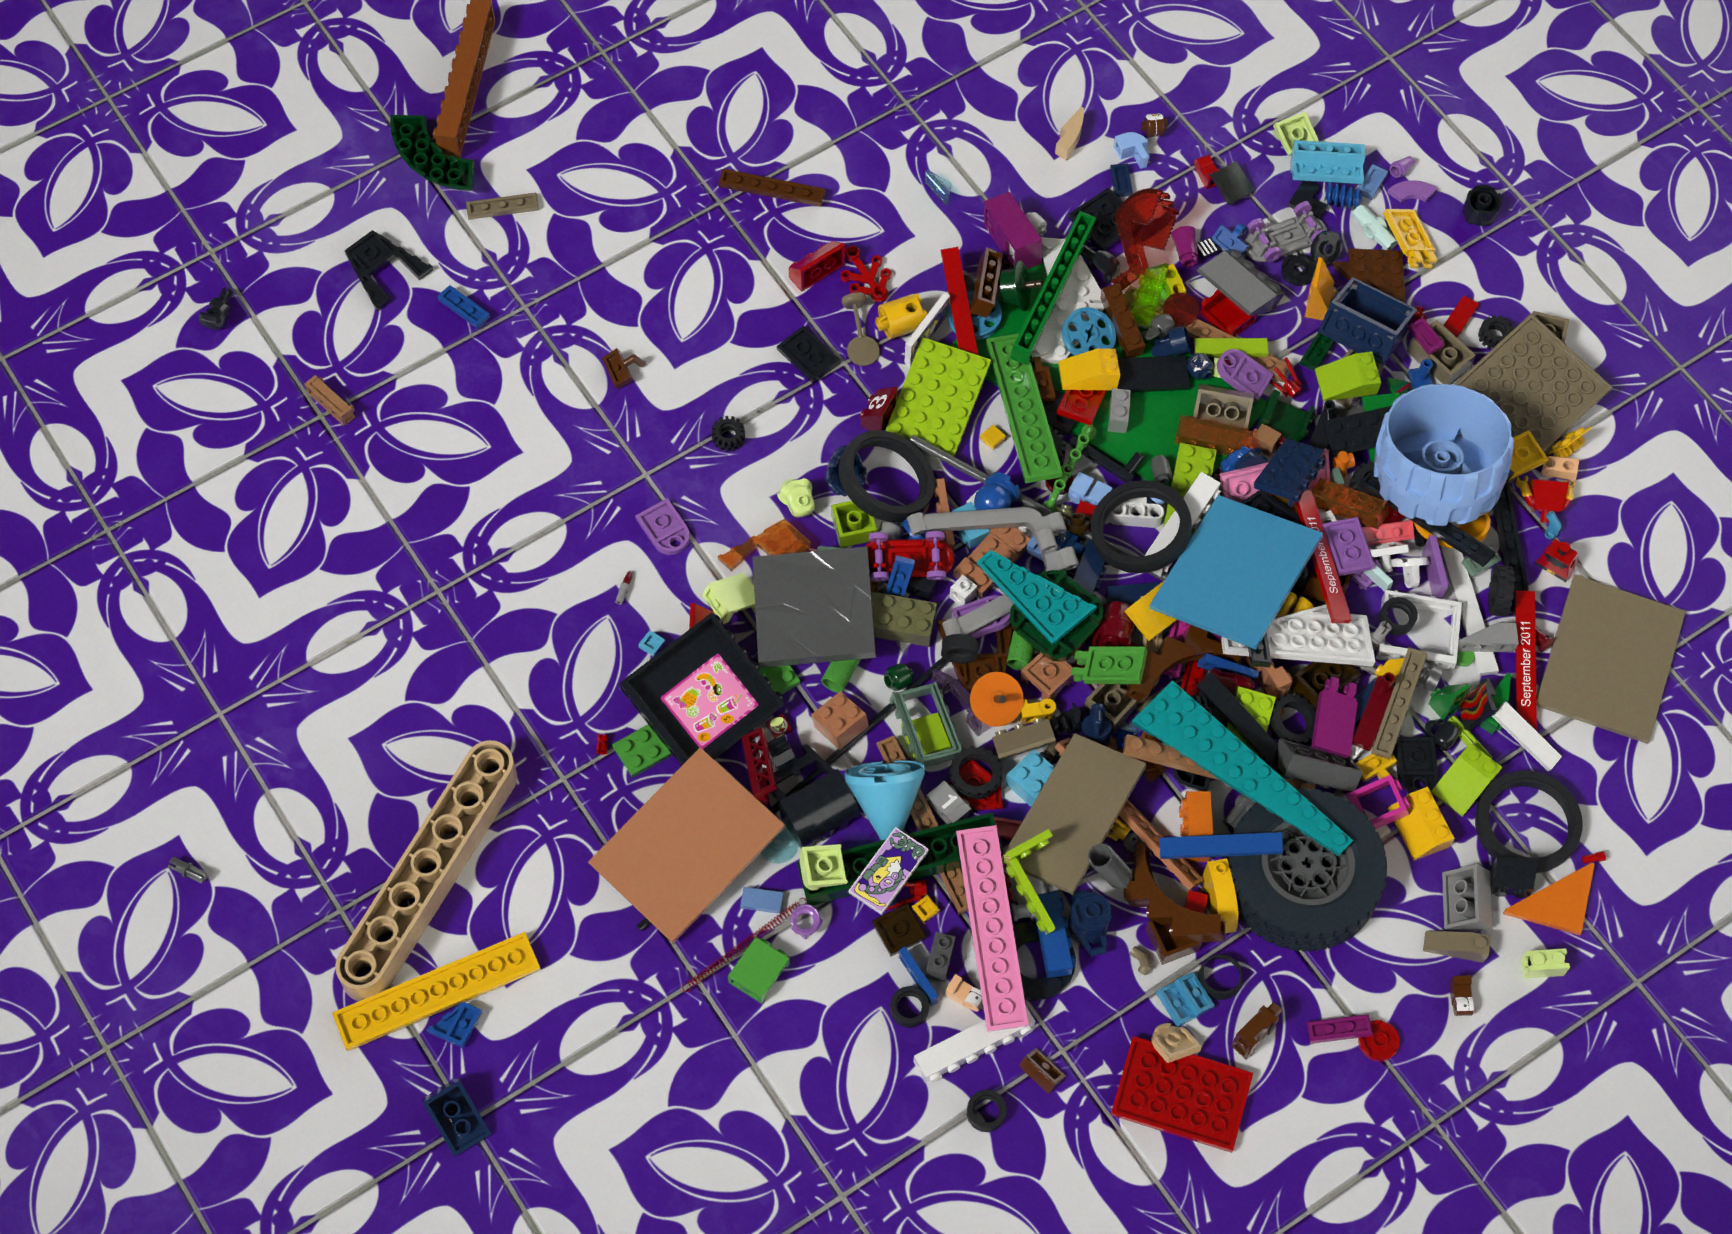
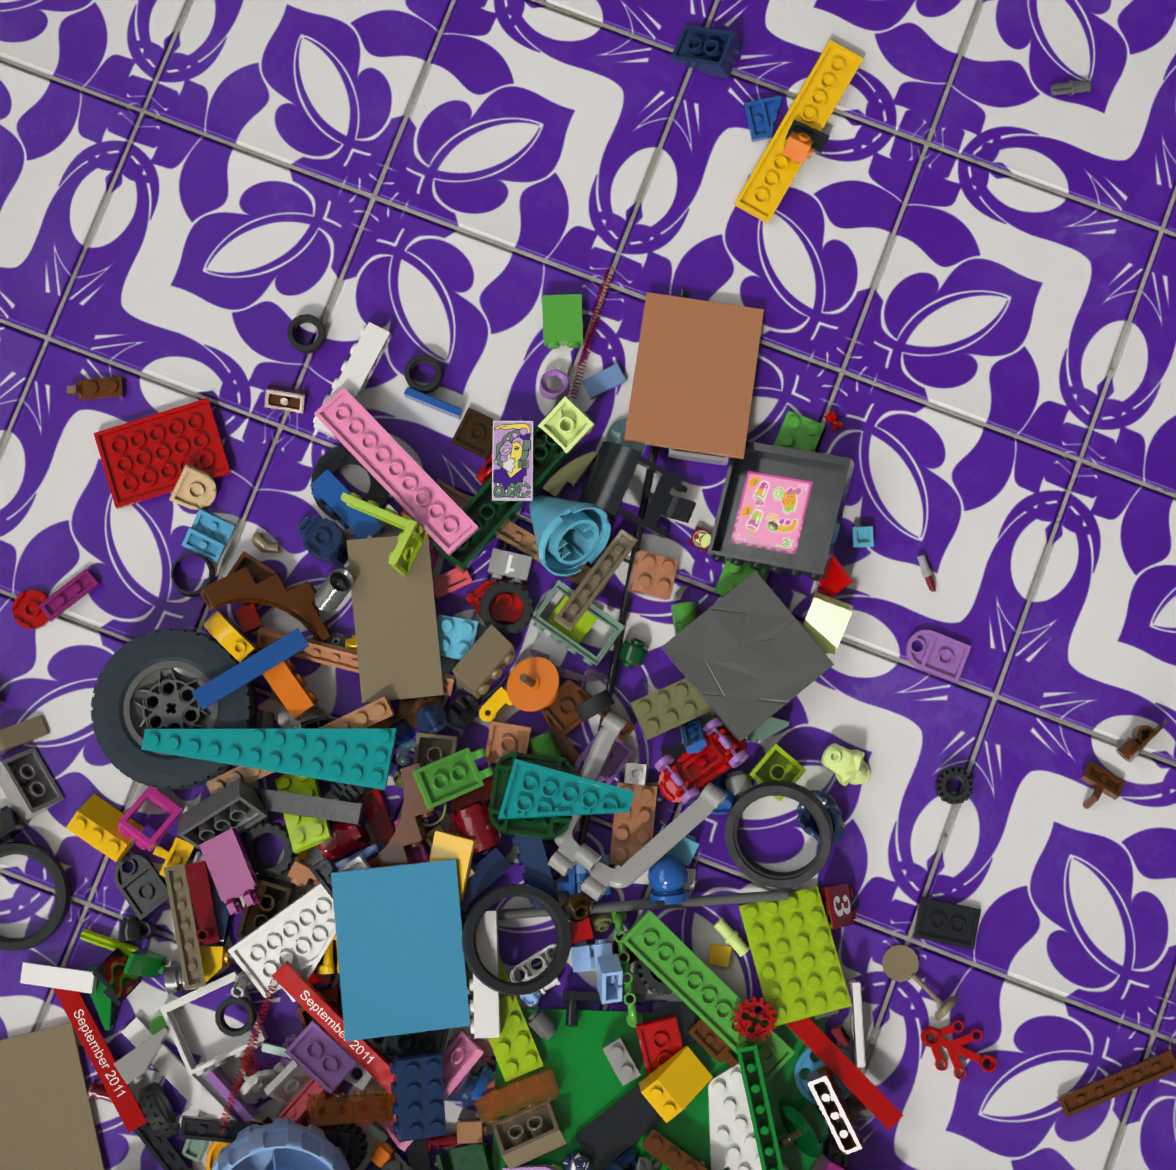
camera: 145 degrees right, 20 degrees up
(427, 888) = (886, 194): tan beam -> none
(435, 977) = (820, 138): none -> black tile
(452, 968) = (798, 147): none -> orange brick
(565, 373) = (1131, 748): none -> reddish brown panel
(755, 763) = (685, 479): dark red fence -> none
(776, 539) = (827, 709): clear orange wing -> none
(817, 265) = (1010, 1023): red slope -> none
(846, 839) = (569, 474): none -> olive slope
(889, 739) = (595, 580): none -> dark tan plate
(900, 316) = (894, 1013): yellow cylinder -> none
(925, 909) = (468, 466): yellow tile -> none
(940, 957) = (426, 430): dark grey brick -> none
(942, 507) = (711, 845): nougat plate -> none
(944, 331) = (840, 1035): none -> dark red tile
(964, 993) = (388, 414): light nougat leg -> none
(974, 441) = (731, 937): none -> yellowish green pin
(1011, 371) = (764, 1014): none -> red gear
(1083, 326) = (712, 1131): dark azure wedge -> none
(1088, 461) = (609, 978): none -> light blue piece
(1204, 1192) = (97, 388): none -> reddish brown hinge
(1256, 1030) = (133, 543): reddish brown hips -> none
(1408, 578) = (252, 1067): none -> clear red tile
(1444, 549) = (249, 1055): none -> red piece
(1466, 779) = (89, 899): lime slope -> none

